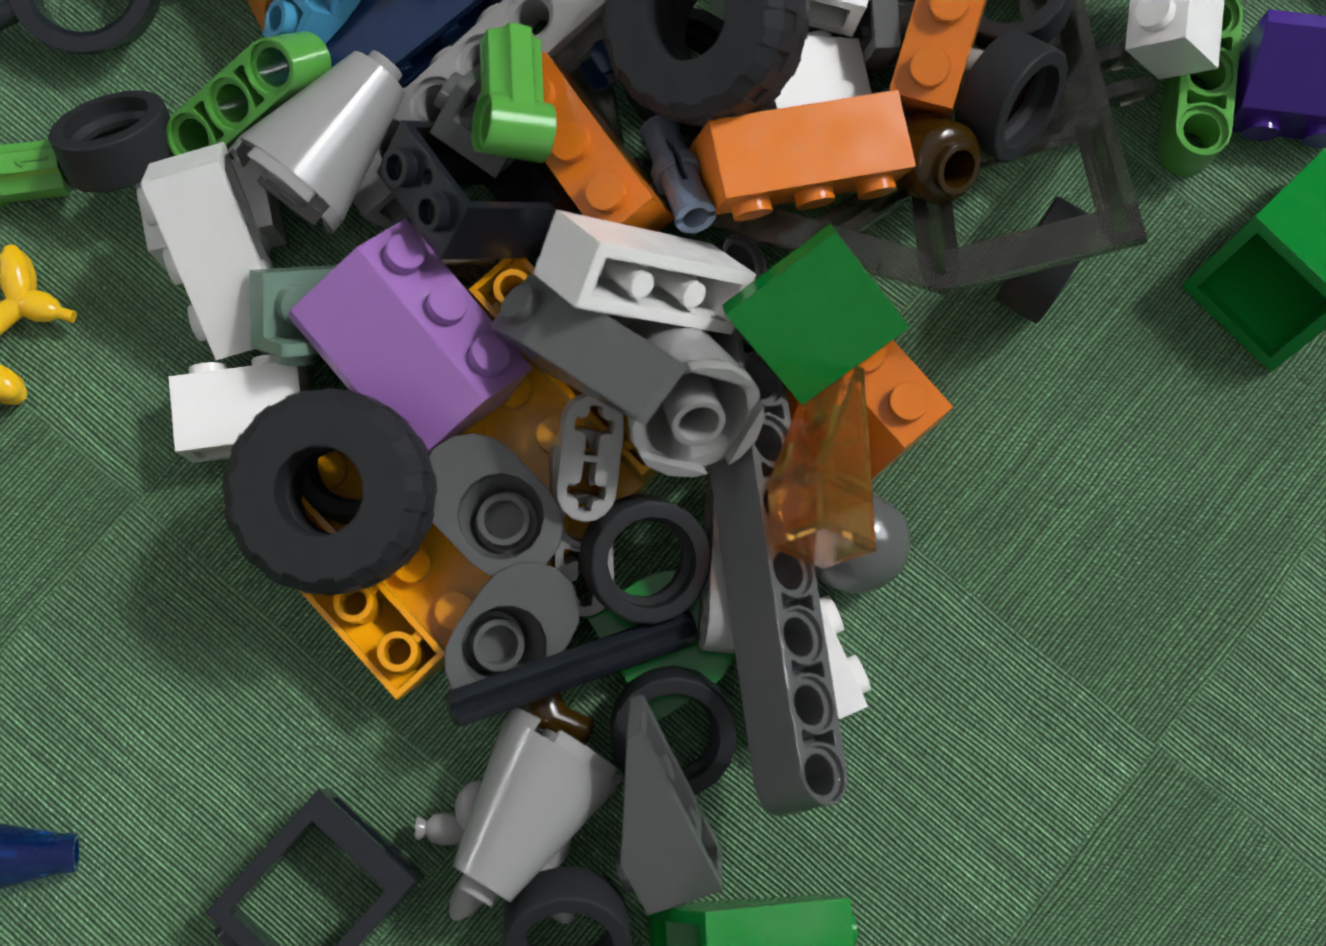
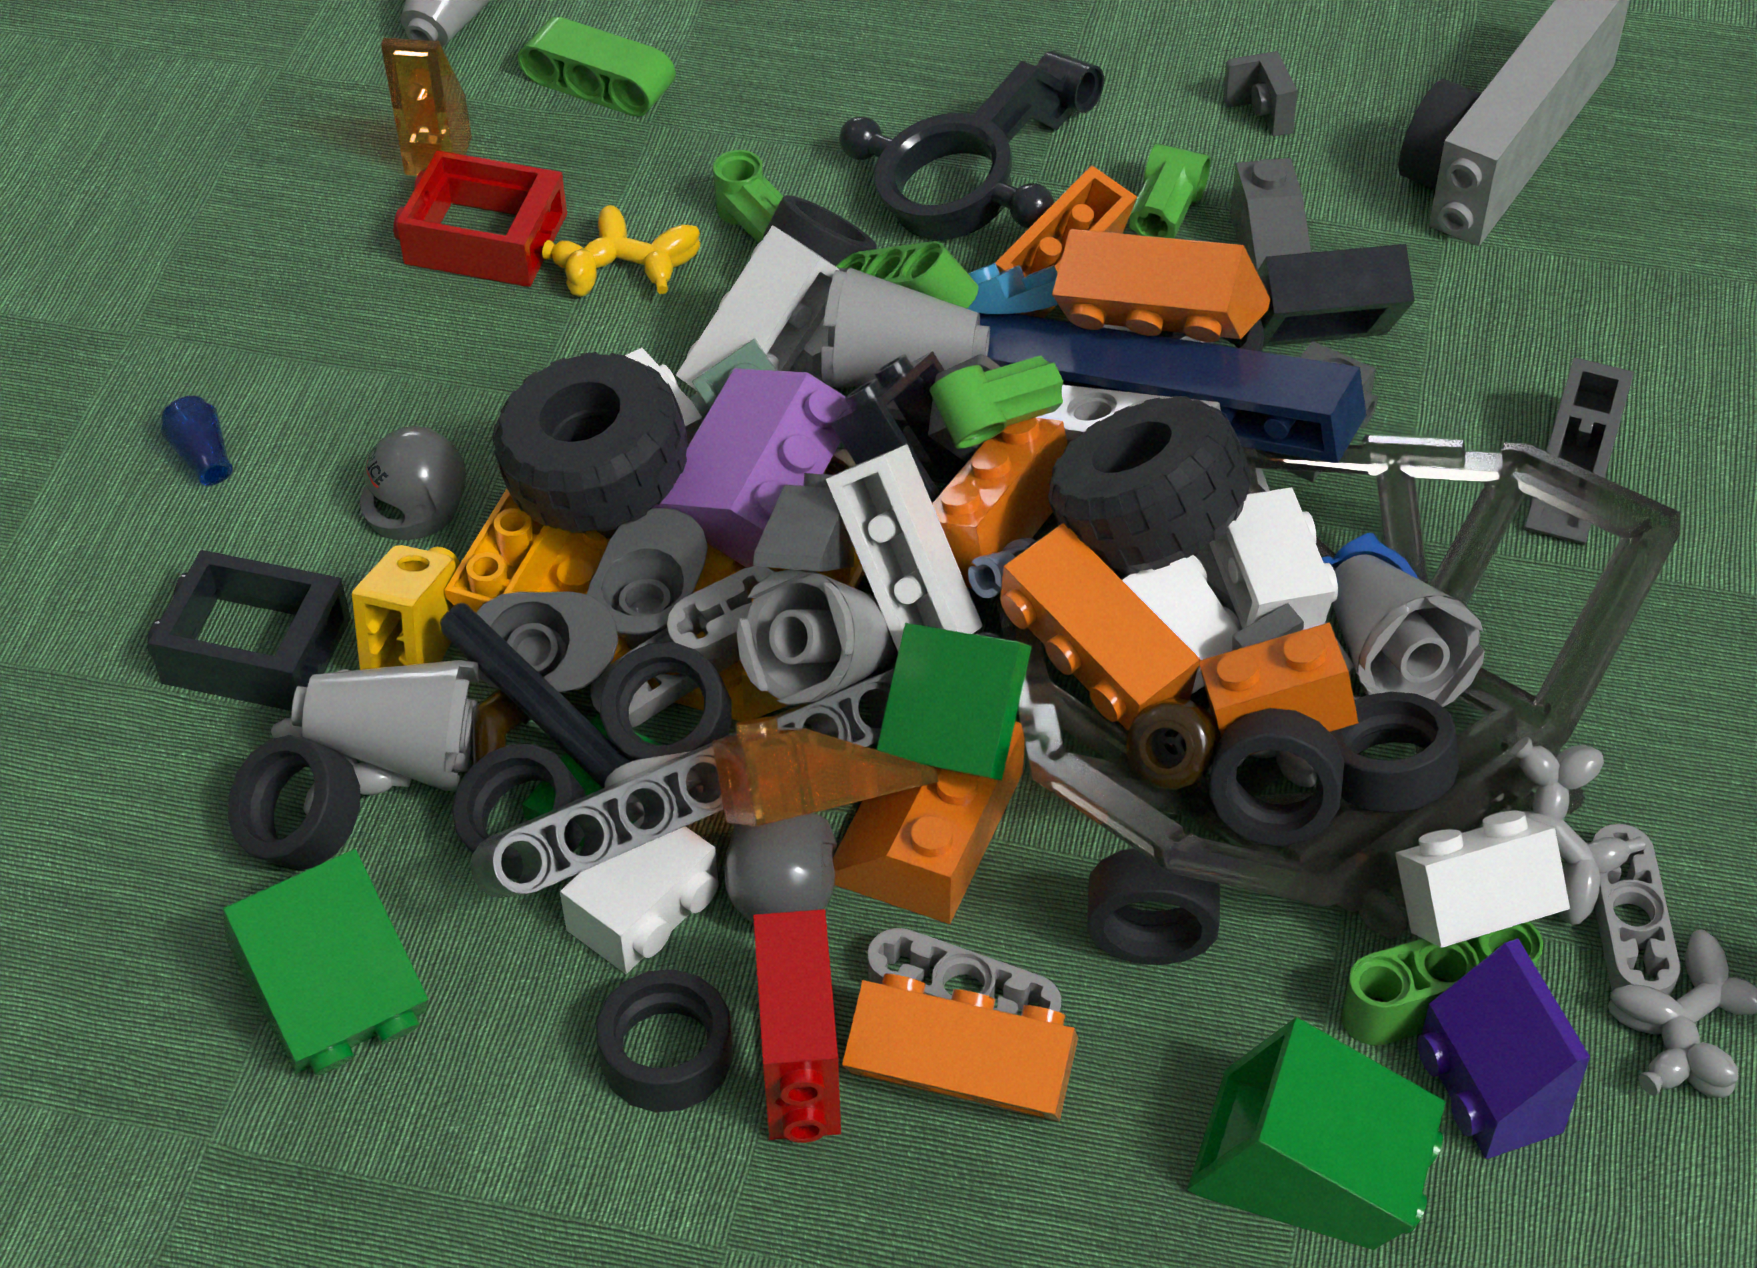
camera: 65 degrees right, 30 degrees down
(210, 666) = (419, 476): none -> dark grey helmet
(387, 738) = (402, 606): none -> yellow torso
(666, 839) = (434, 804): dark grey slope -> none
(1006, 689) = (656, 994): none -> black tyre
(1034, 601) = (797, 1025): none -> red window
(1039, 403) = (949, 961): none -> light grey beam
(1100, 480) = (961, 1047): none -> orange brick

